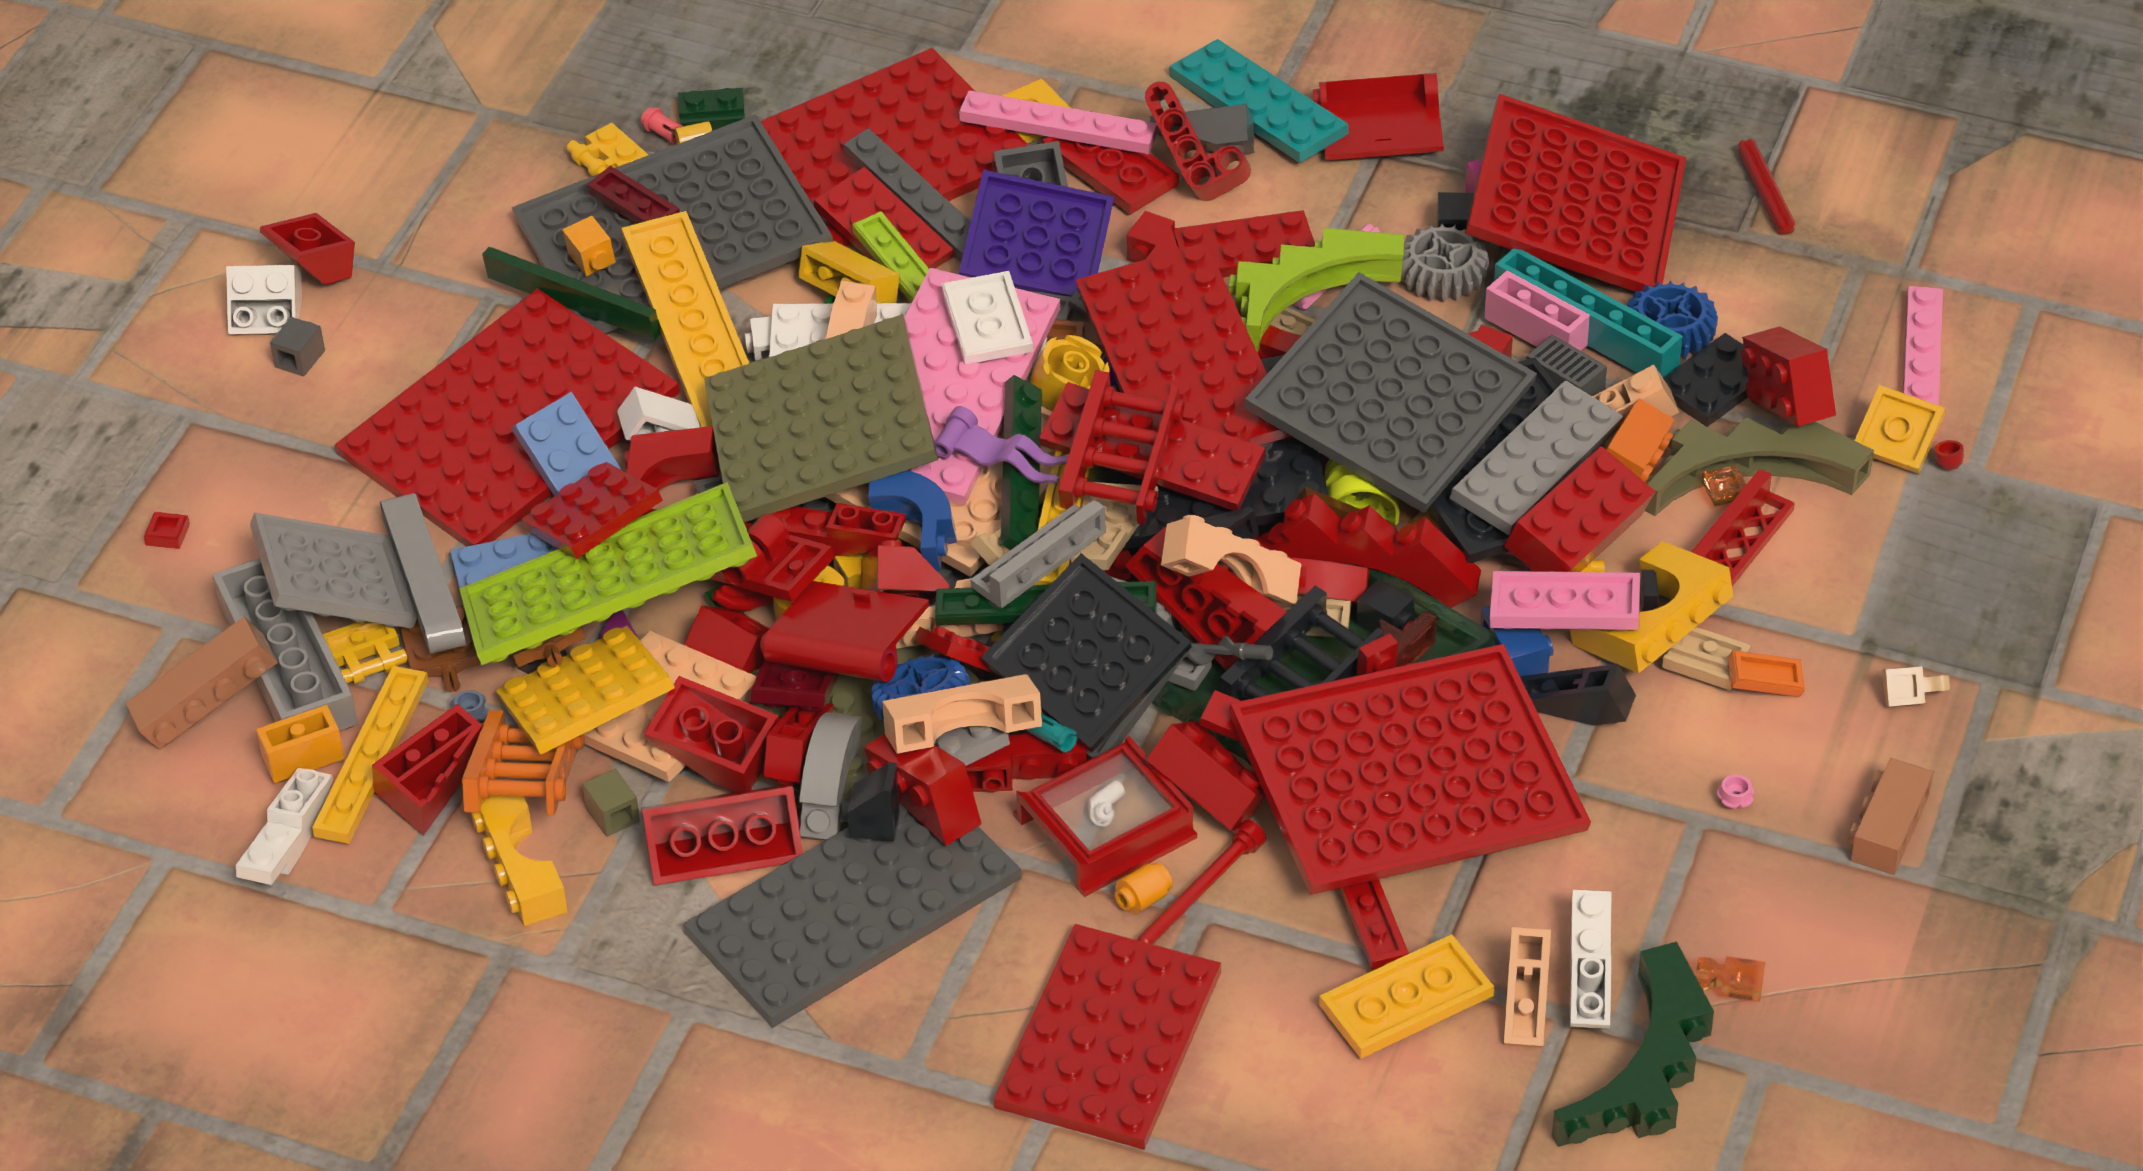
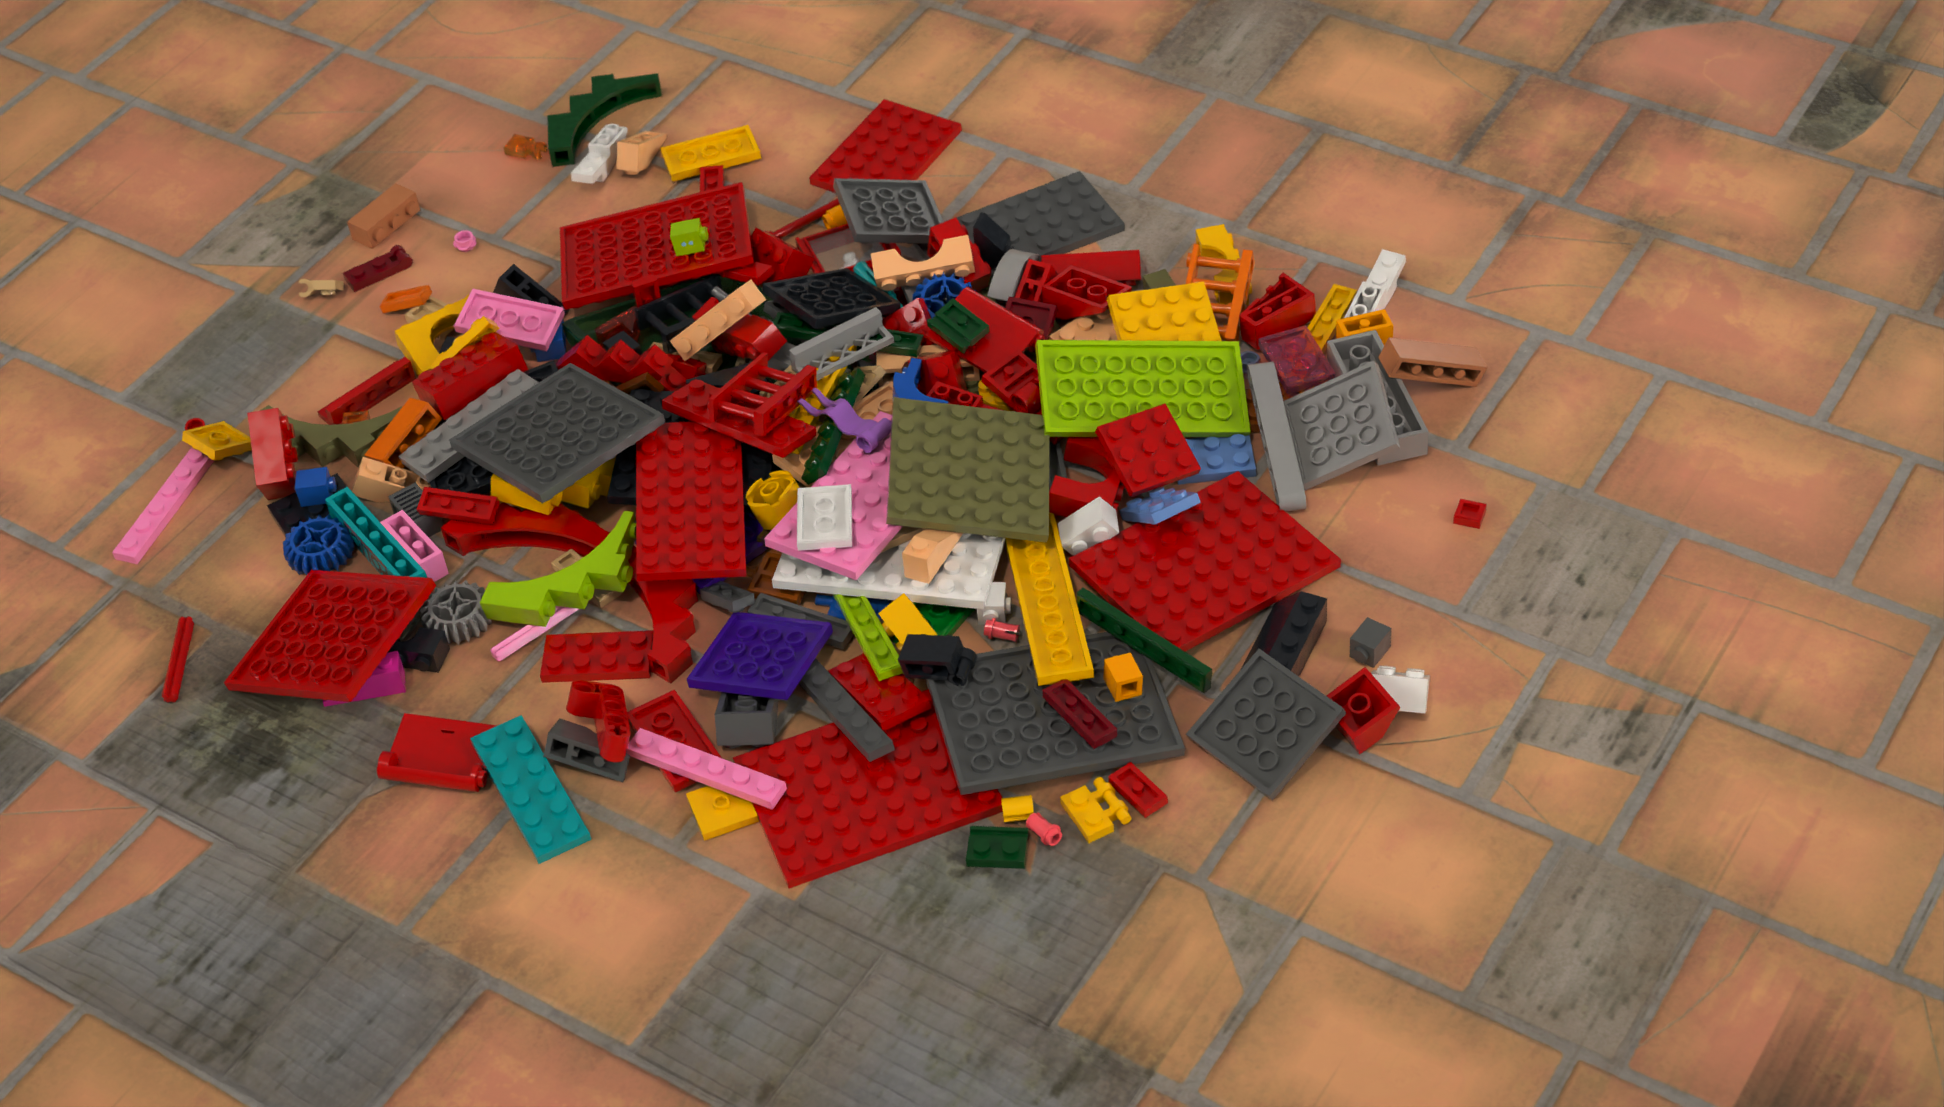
camera: 165 degrees left, 0 degrees up
(397, 682) = (1297, 359): none -> clear pink plate
(403, 333) = (1292, 630): none -> black slope
(417, 224) = (1266, 724): none -> dark grey plate
(558, 168) = (1138, 789): none -> red plate
(741, 317) = (1000, 630): none -> coral pin
(810, 217) = (936, 658): none -> black hinge
(878, 595) = (958, 325): none -> dark green plate
(1049, 846) = (887, 209): none -> dark grey plate
(1342, 725) = (688, 237): none -> lime brick
(1522, 343) = (458, 505): none -> red plate
(1607, 550) = (478, 329): none -> yellow plate
(1712, 363) = (314, 486): none -> blue brick
(1849, 735) = (378, 268): none -> dark red plate

